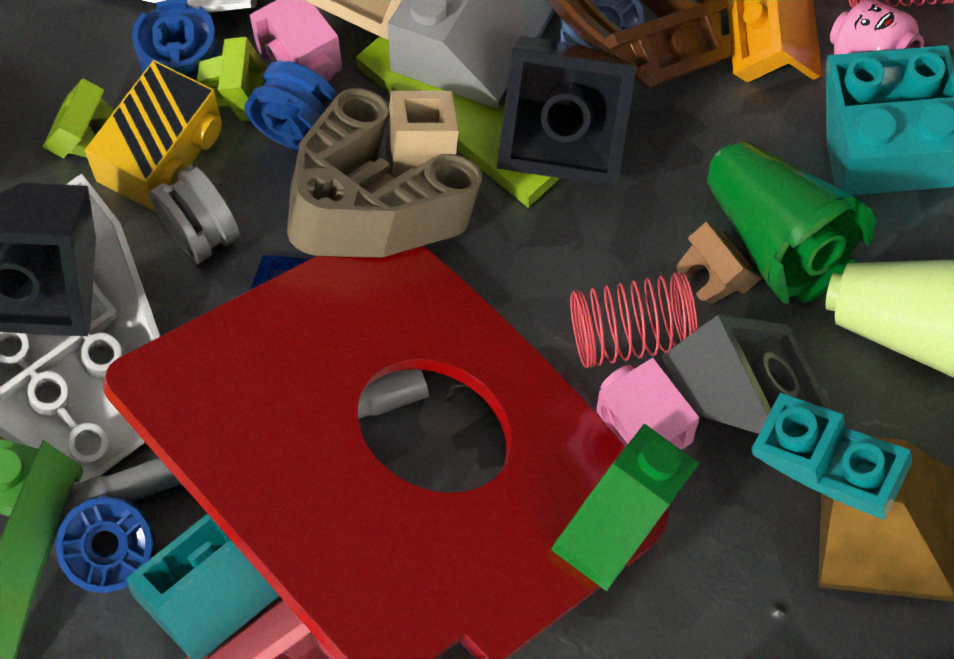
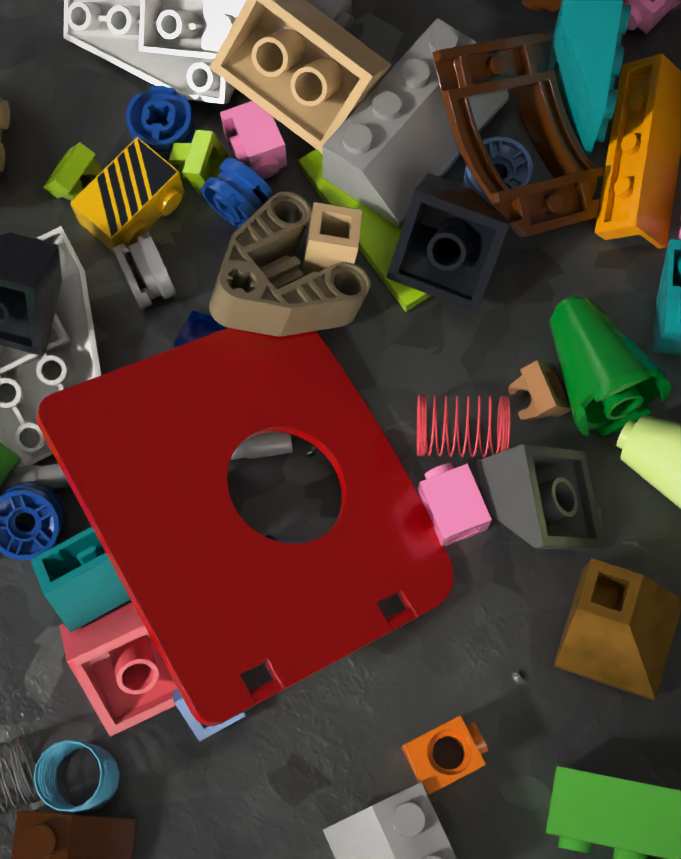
camera: 15 degrees right, 10 degrees up
(624, 506) = (416, 580): green slope -> none
(831, 459) = (581, 578): teal slope -> none

